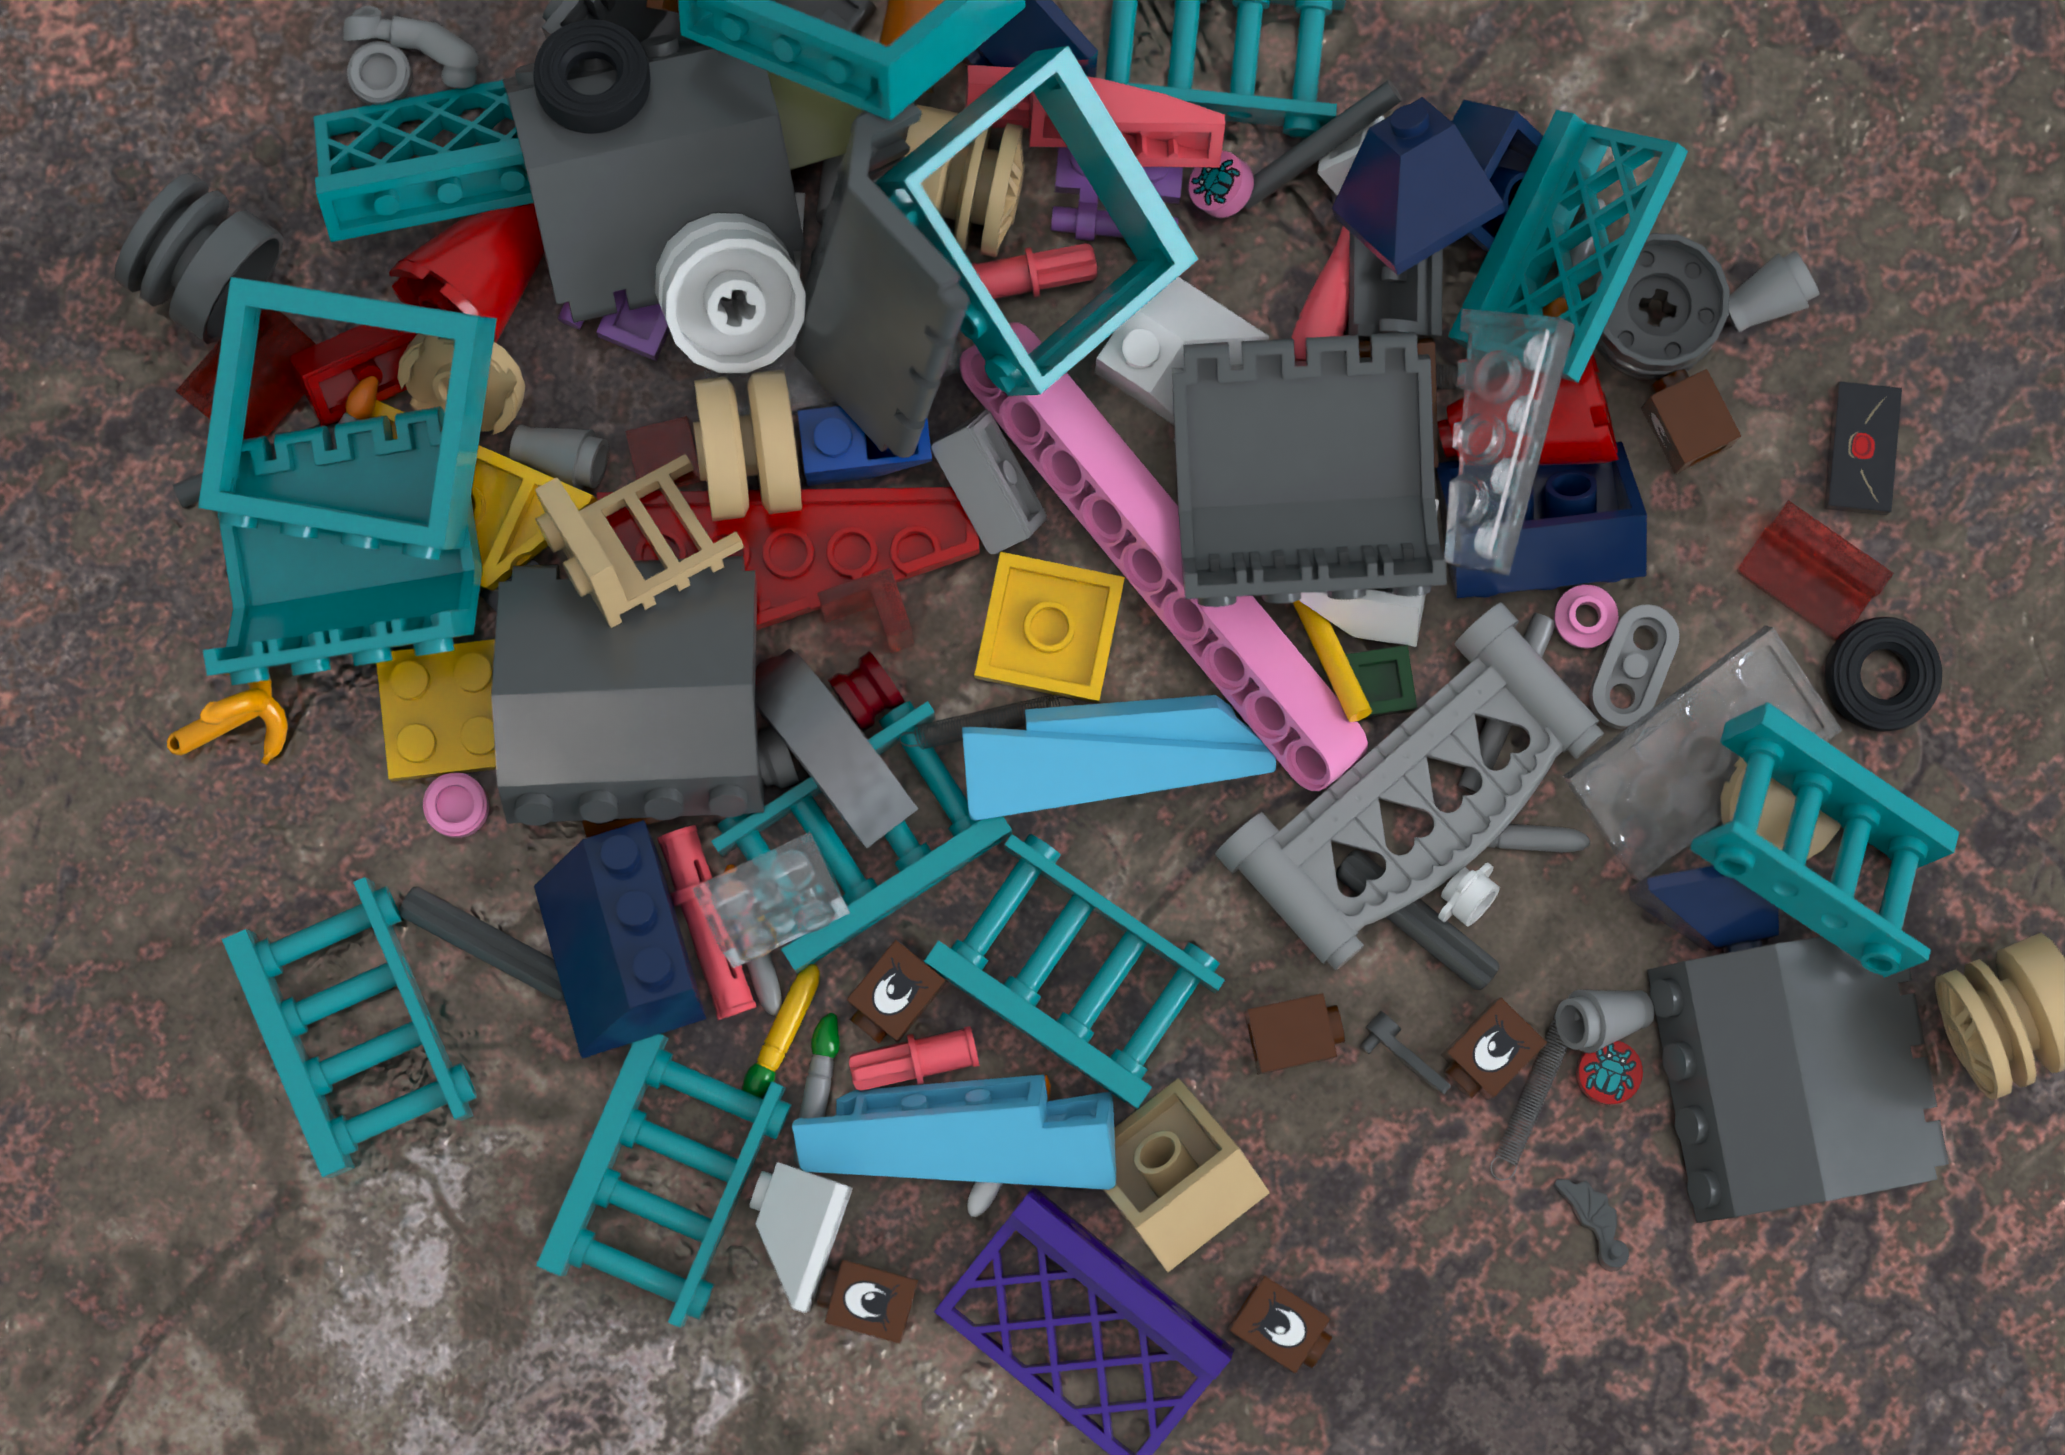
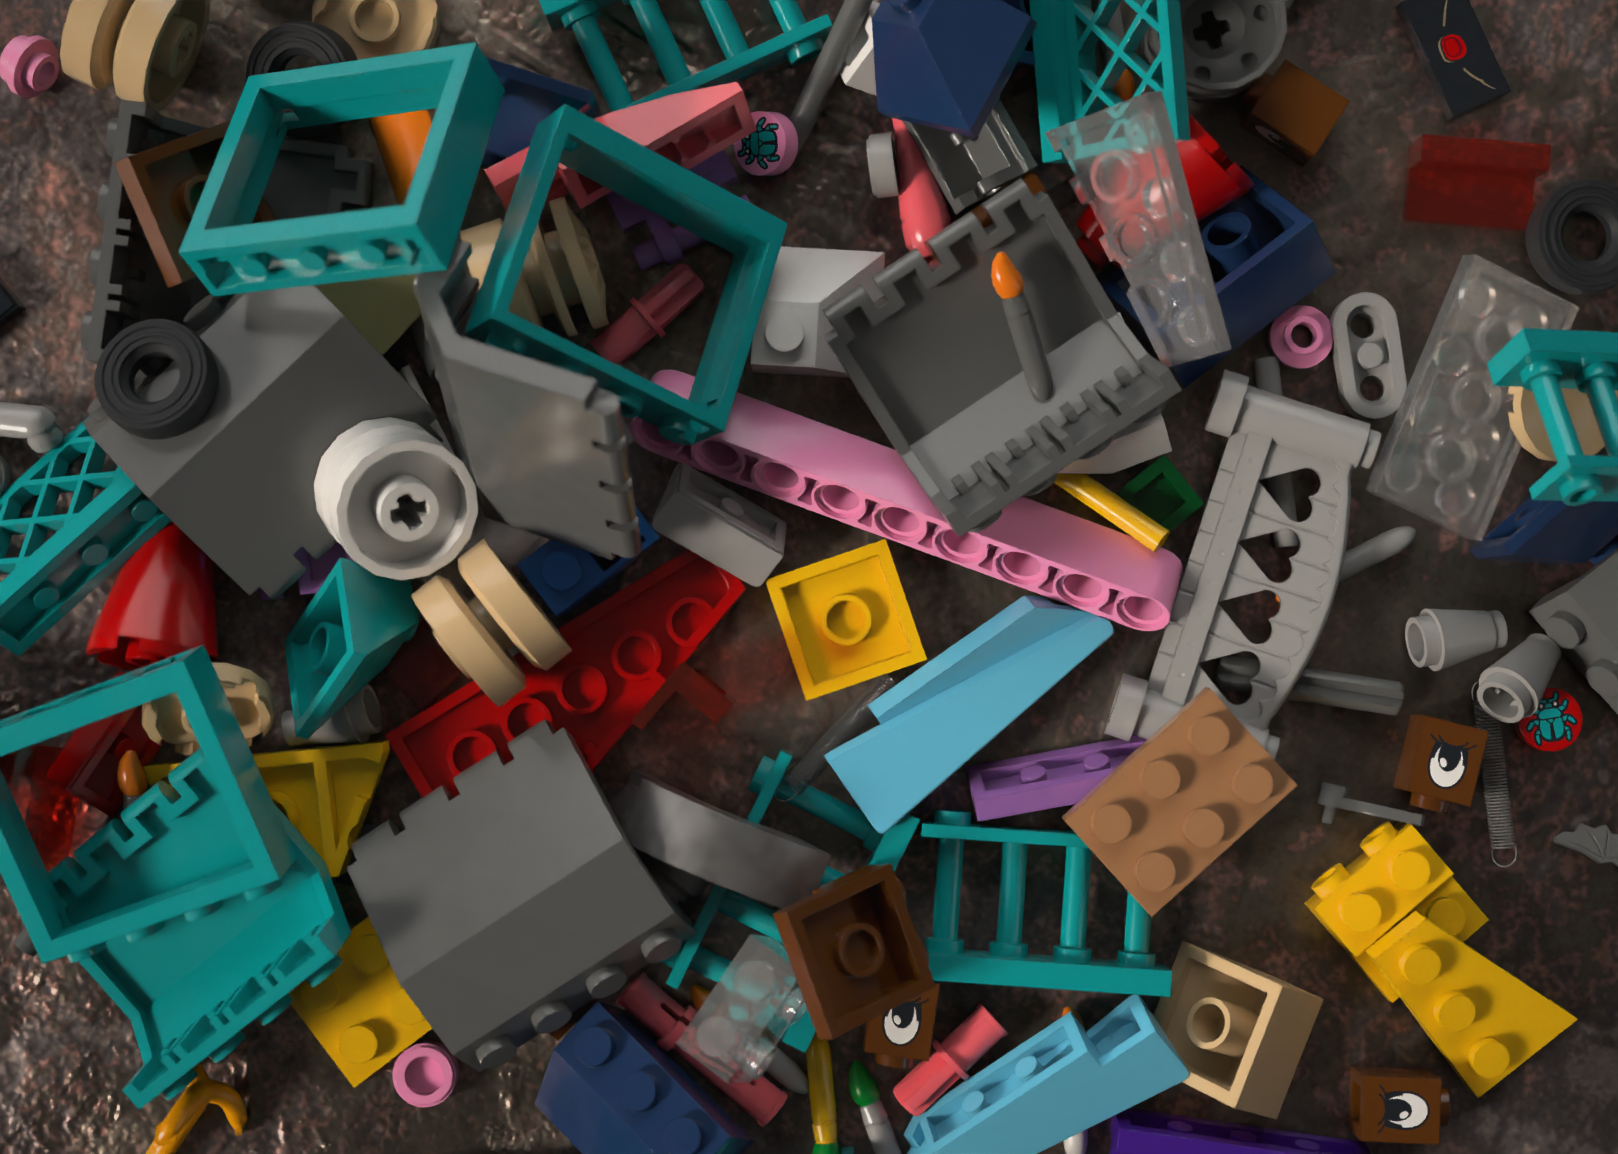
camera: 25 degrees left, 5 degrees up
(599, 560) = (420, 800): tan plate -> none
(614, 390) = (345, 640): none -> teal slope
(866, 691) = (720, 769): dark red wheel -> none
(891, 894) = (854, 949): none -> reddish brown plate
(1211, 893) = (1044, 778): none -> medium lavender hinge
(1243, 941) = (1179, 801): none -> medium nougat plate
(1293, 1033) = (1267, 852): reddish brown brick -> none
(1310, 260) = (882, 165): none -> light grey tile
(1345, 458) = (1010, 287): none -> dark grey piece
(1379, 1157) = (1383, 888): none -> yellow plate
(1391, 1272) = (1466, 1003): none -> yellow wing
(1469, 895) = (1343, 640): white plate -> none
(1568, 950) = (1452, 636): none -> light grey cone

